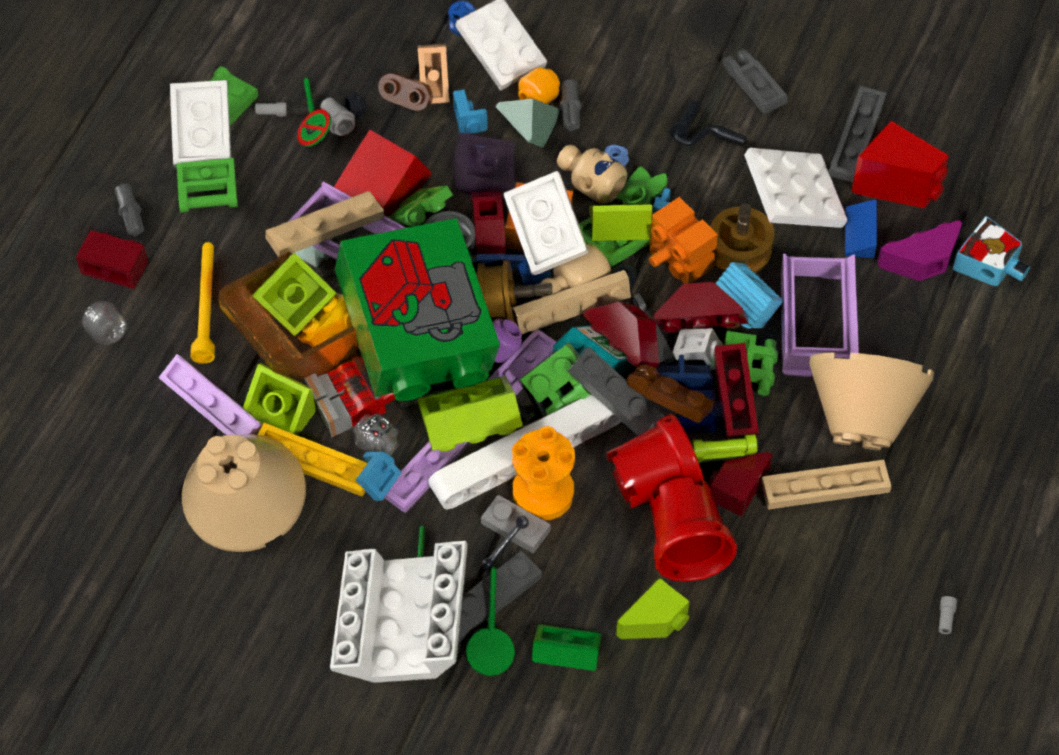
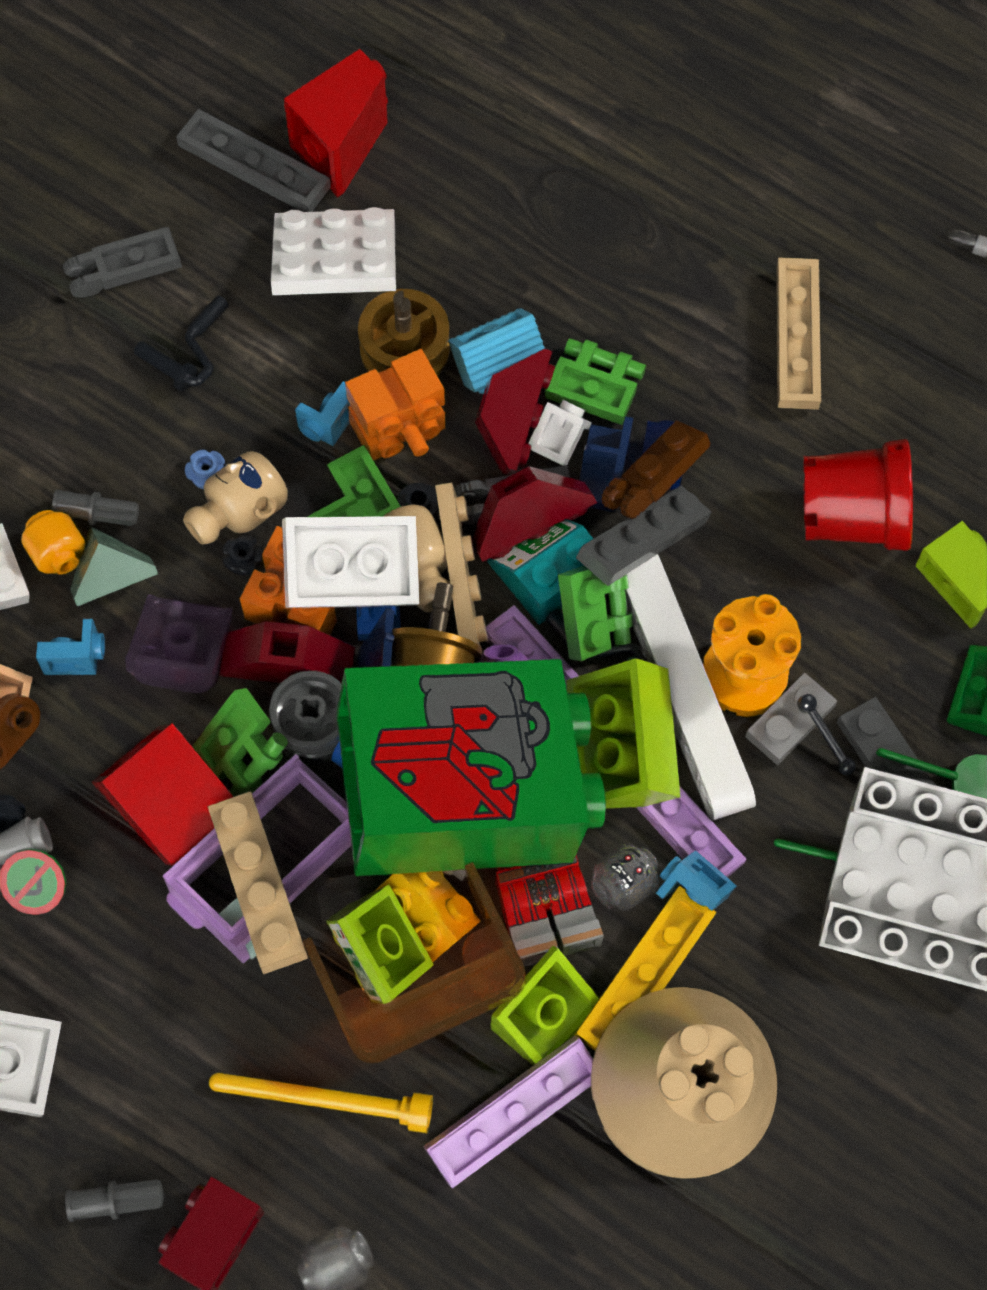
camera: 80 degrees left, 10 degrees up
(207, 176) = (83, 1065): bright green plate -> none
(620, 222) = (335, 472): lime slope -> none
(642, 188) = (275, 440): bright green plate -> none
(654, 459) = (754, 512): red piece -> none
(725, 450) = (739, 434): lime plate -> none
(735, 391) = (662, 392): dark red brick -> none
(739, 481) = (782, 428): dark red slope -> none
(796, 359) = (549, 313): lavender piece -> none
(861, 229) = (412, 195): blue slope -> none
(867, 396) = (706, 243): tan cone -> none
(922, 253) = (470, 132): magenta slope -> none
(991, 255) = (490, 62): torso -> none

